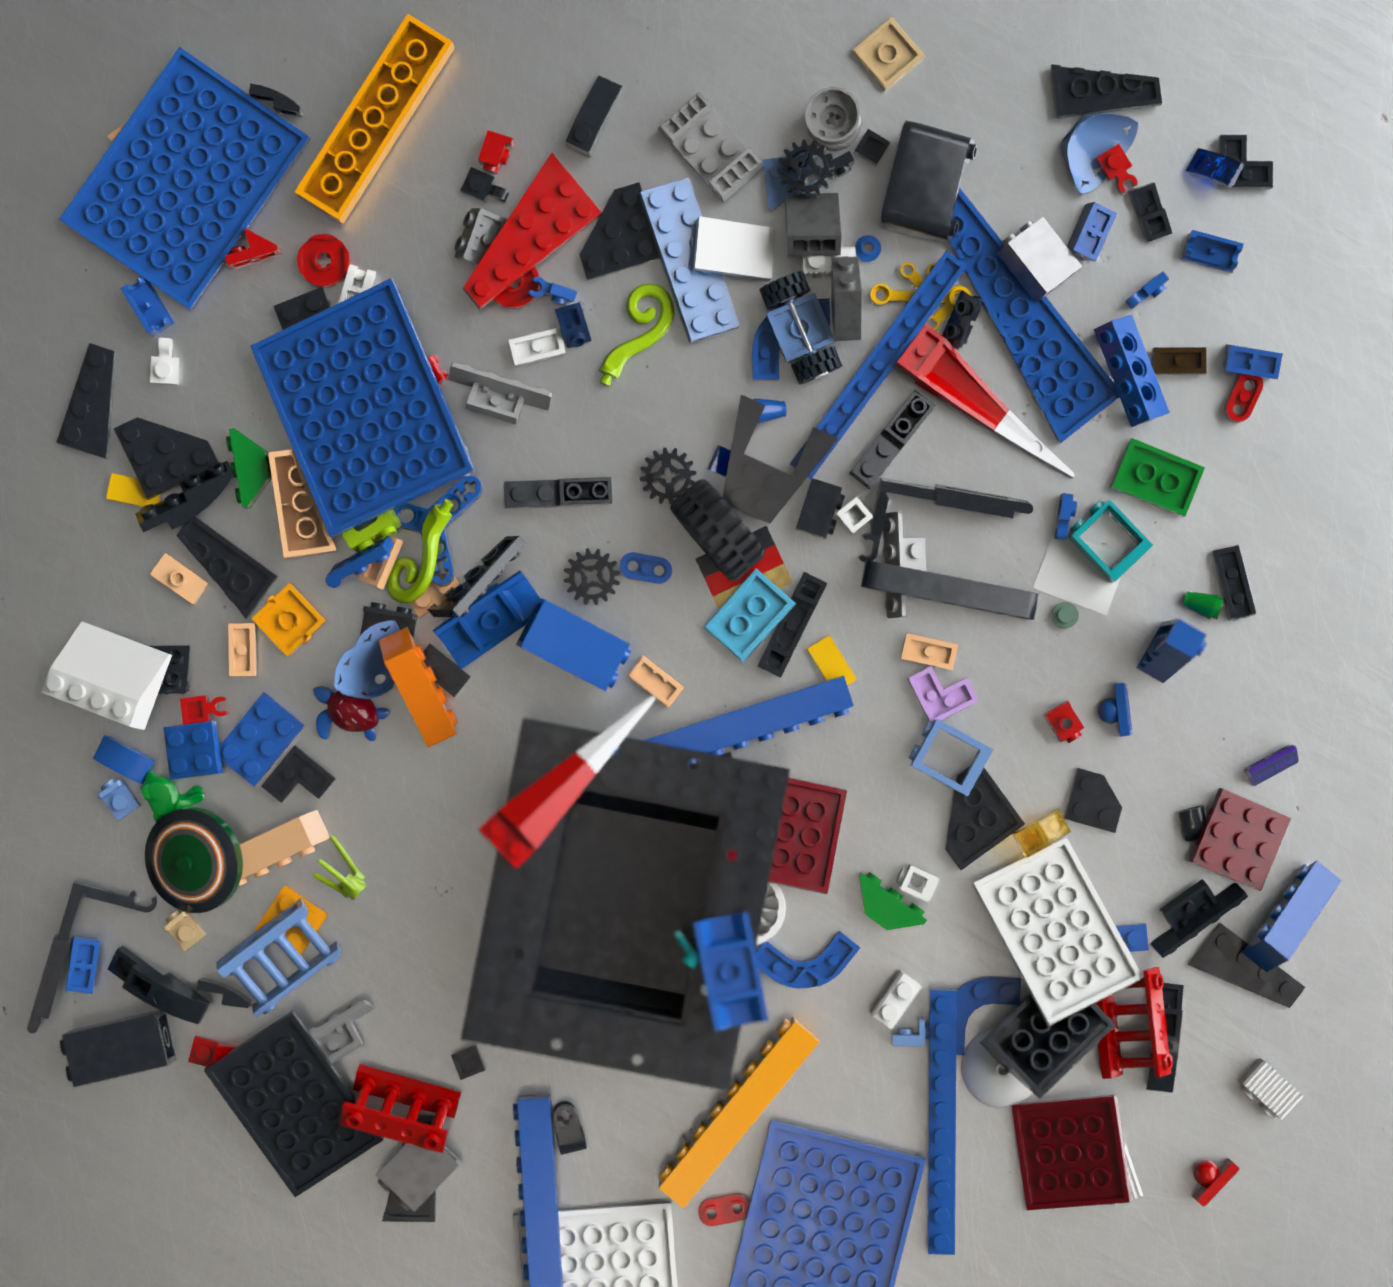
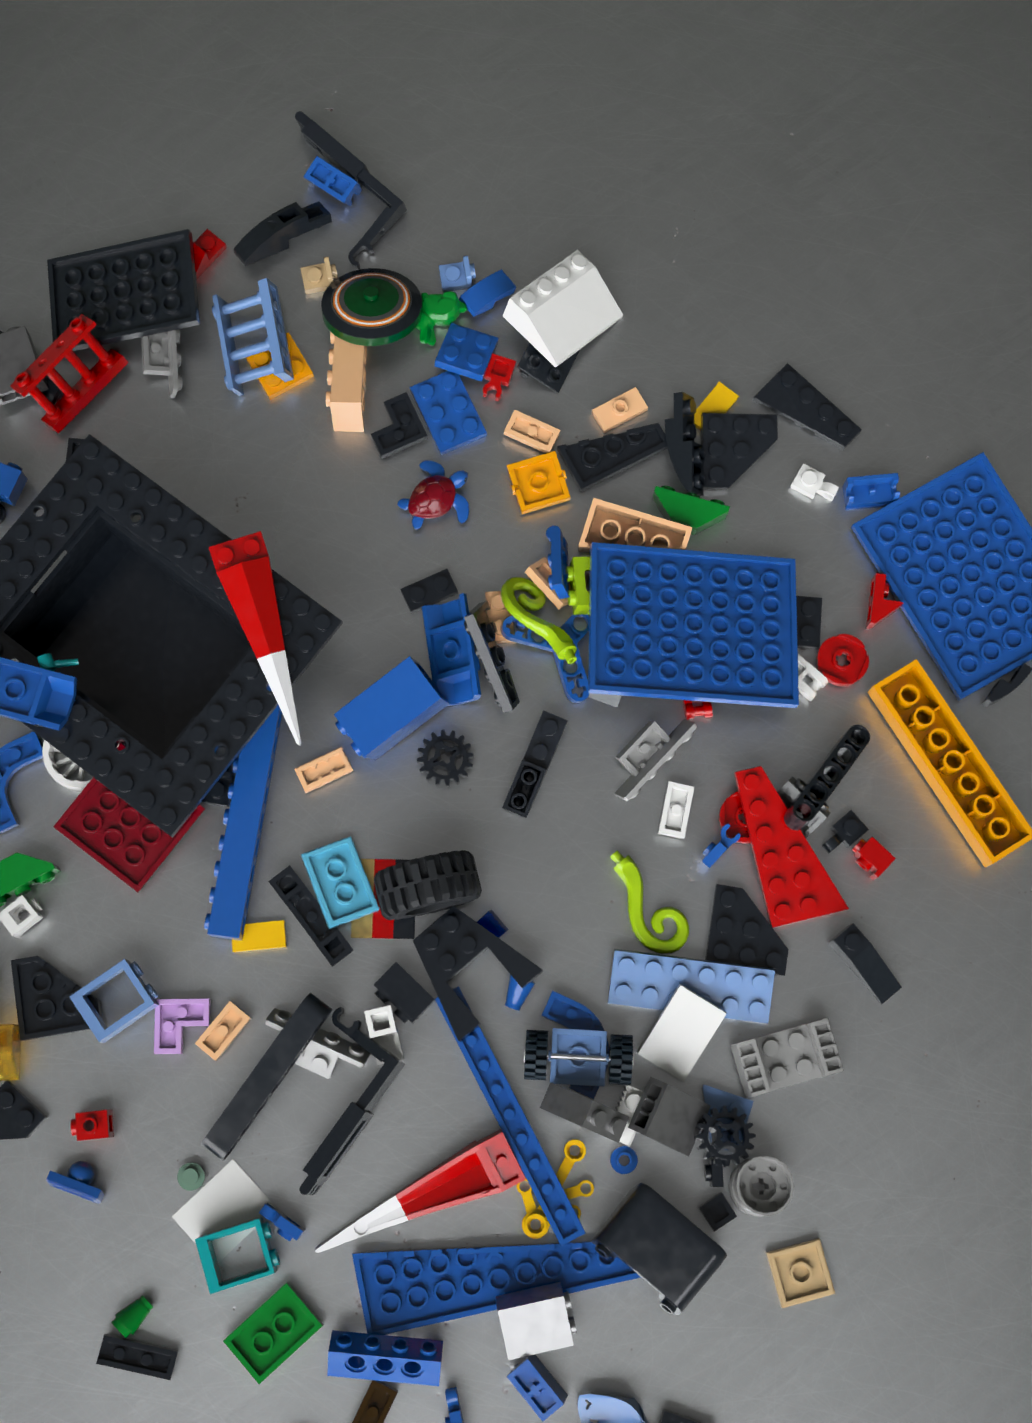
camera: 115 degrees right, 10 degrees down
(118, 1048) = (246, 175): black brick -> none
(230, 997) = (243, 287): black slope -> none
(349, 885) = (283, 426): lime plant -> none
(365, 664) = (467, 527): medium blue piece -> none
(377, 613) = (491, 564): black bracket -> none
(417, 687) = (424, 557): orange wedge -> none
(453, 229) = (819, 784): none -> black beam
(573, 325) = (680, 851): dark blue bracket -> none
(646, 567) = (428, 810): blue plate -> none
(681, 474) = (514, 874): black gear -> none
(892, 439) = (434, 1093): black slope -> none
(958, 326) = (510, 1211): black hinge -> none
(1171, 649) = (101, 1261): blue wedge -> none

